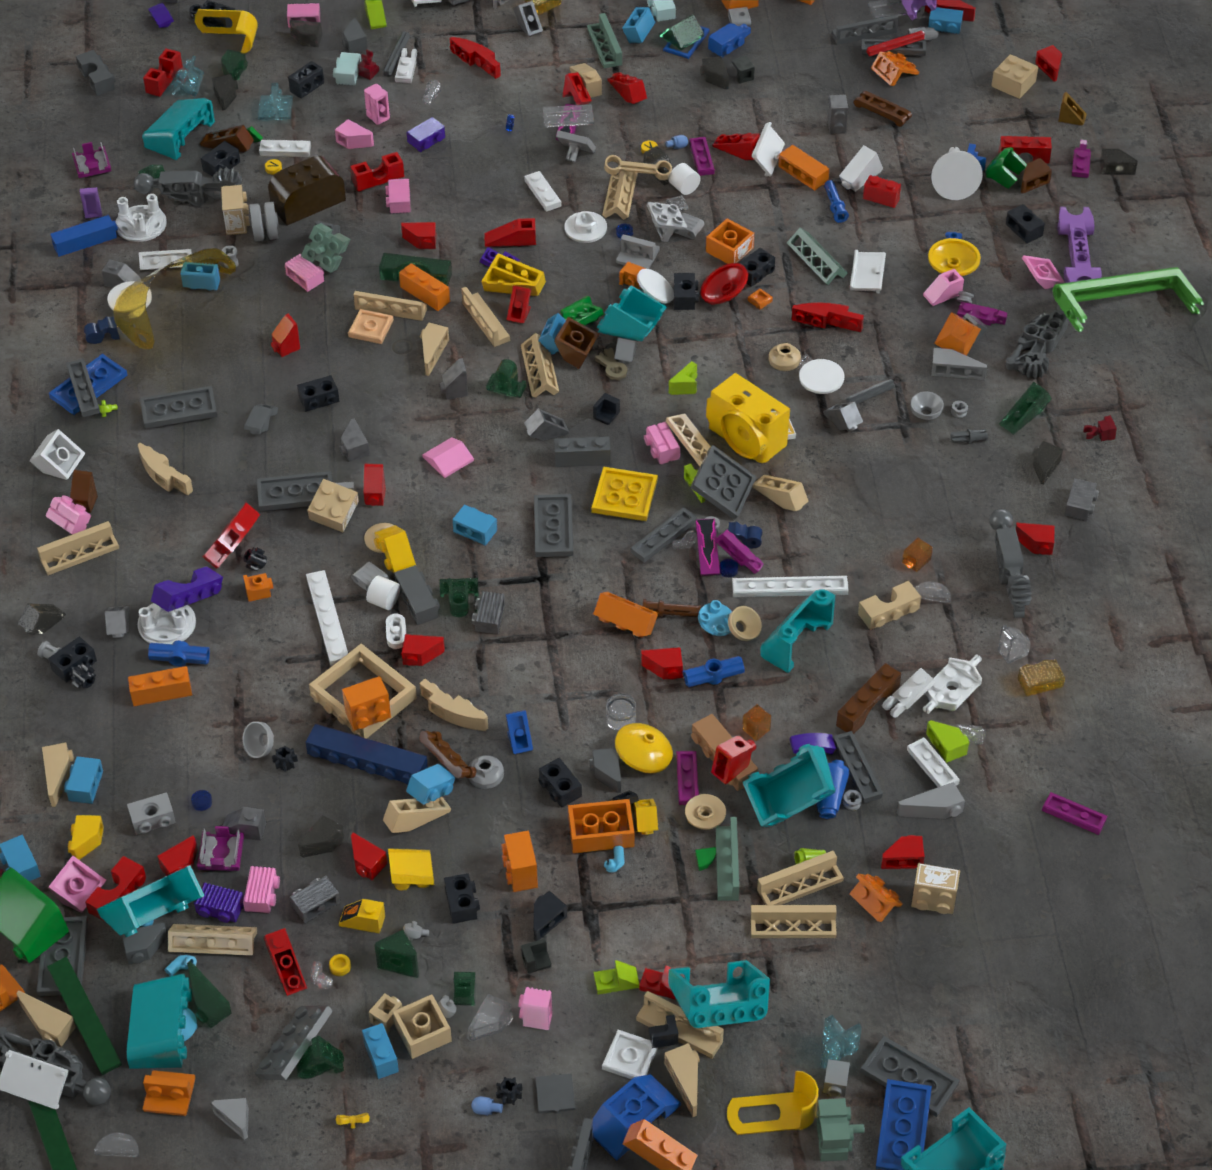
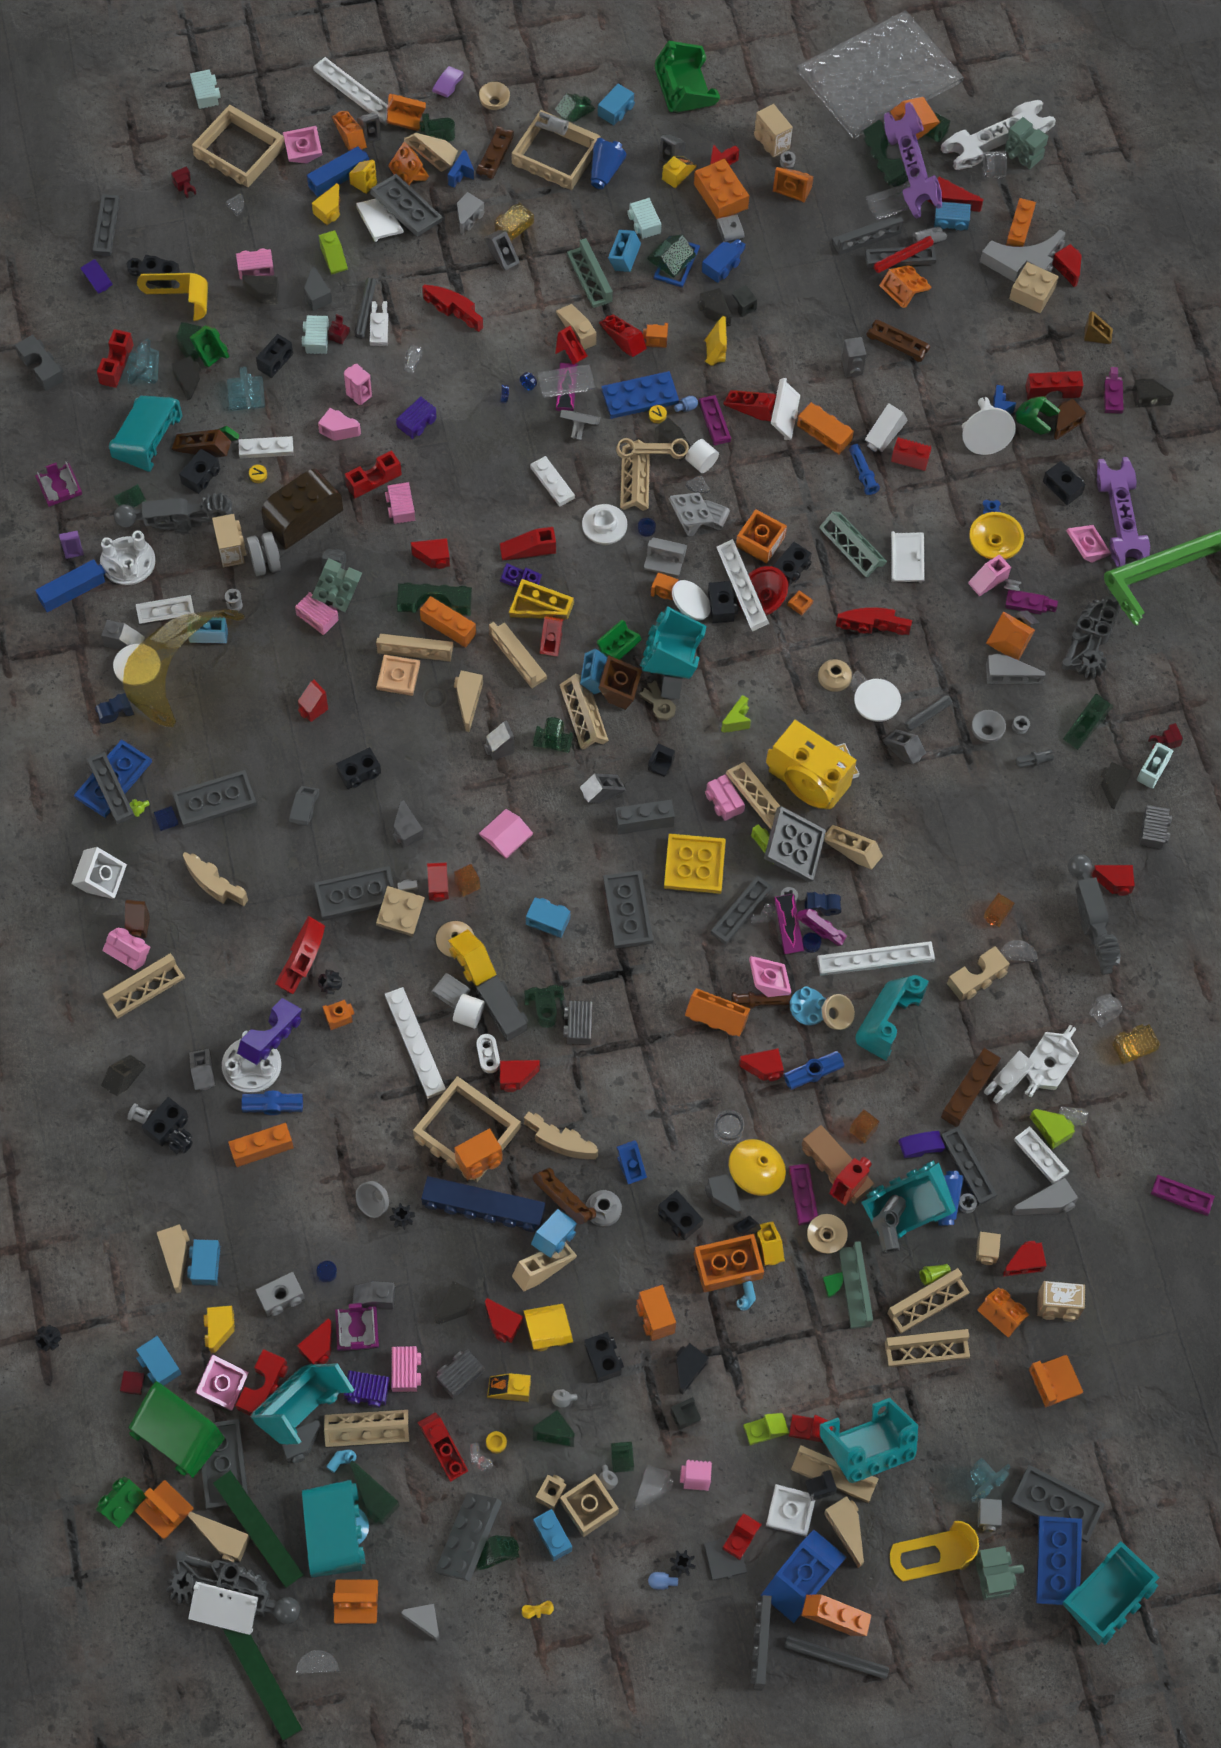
camera: 10 degrees left, 15 degrees up
(130, 419) = (166, 818): none -> clear blue tile
(248, 67) = (209, 345): none -> green bracket
(402, 488) = (467, 880): none -> clear orange brick
(533, 114) = (528, 381): none -> clear blue tile
(575, 1073) = (741, 1536): none -> red slope
(634, 132) = (639, 394): none -> blue plate
(657, 89) = (656, 335): none -> orange brick
(681, 590) = (770, 977): none -> bright pink slope
(706, 277) = (742, 585): none -> white plate
(712, 96) = (717, 343): none -> yellow slope
(764, 803) = (886, 1223): none -> dark grey piece
(867, 839) = (988, 1248): none -> tan brick
(921, 963) = (1055, 1380): none -> orange bracket
(993, 54) = (1011, 260): none -> light grey arch
(1008, 31) = (1021, 223): none -> orange brick
(1086, 448) = (1154, 765): none -> light aqua brick

